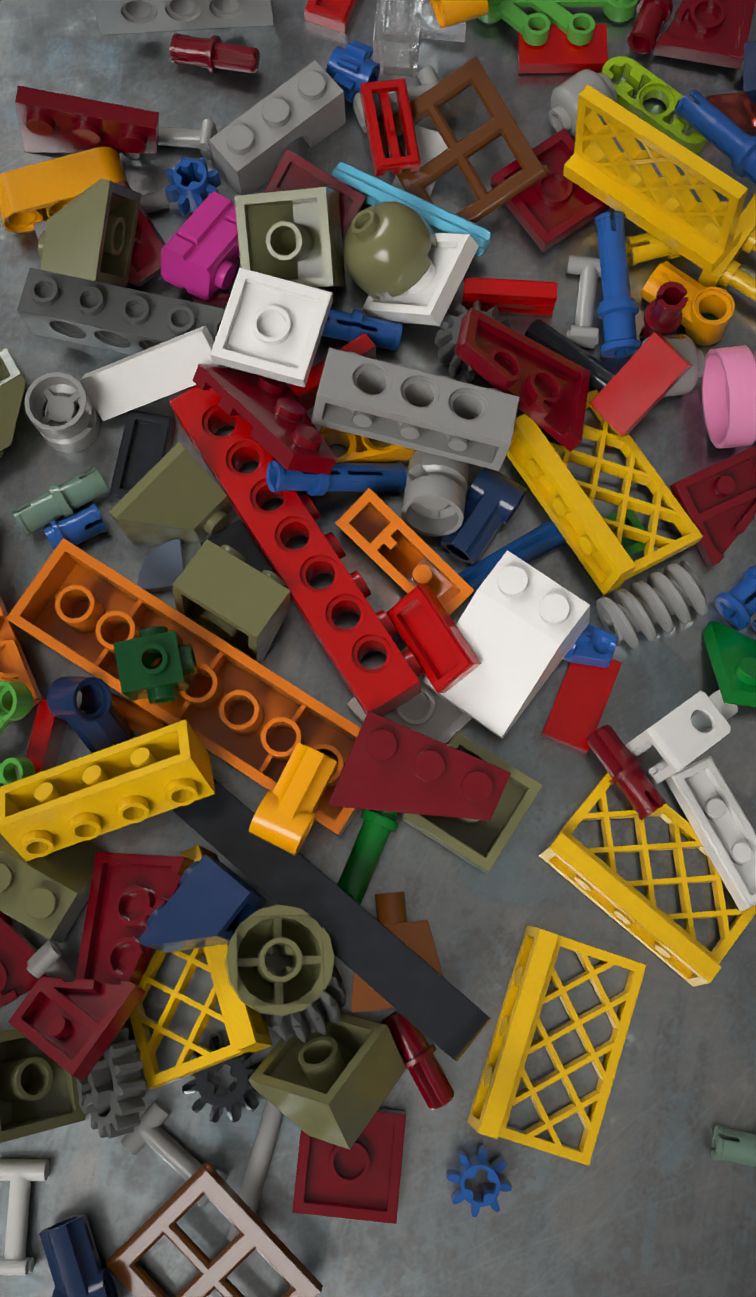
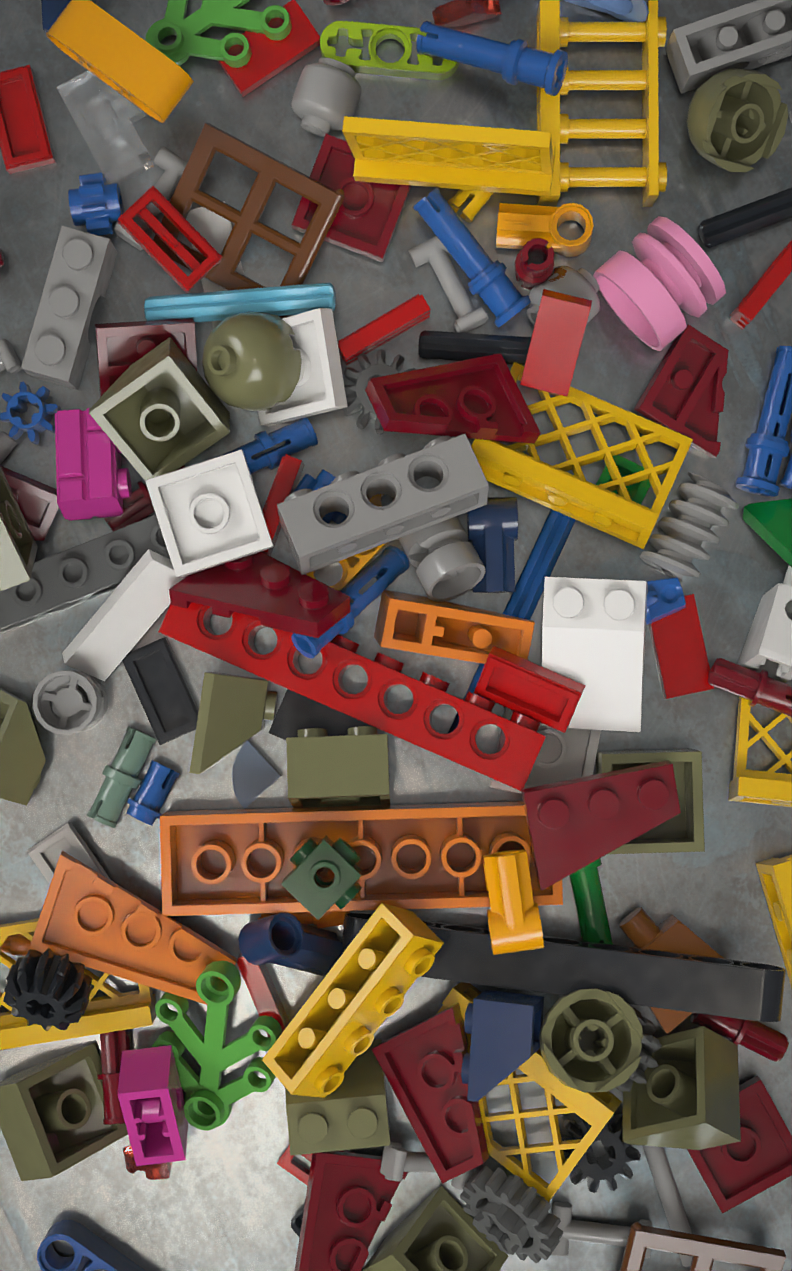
camera: 40 degrees left, 10 degrees up
(75, 1019) = (457, 1192): dark red wing -> none

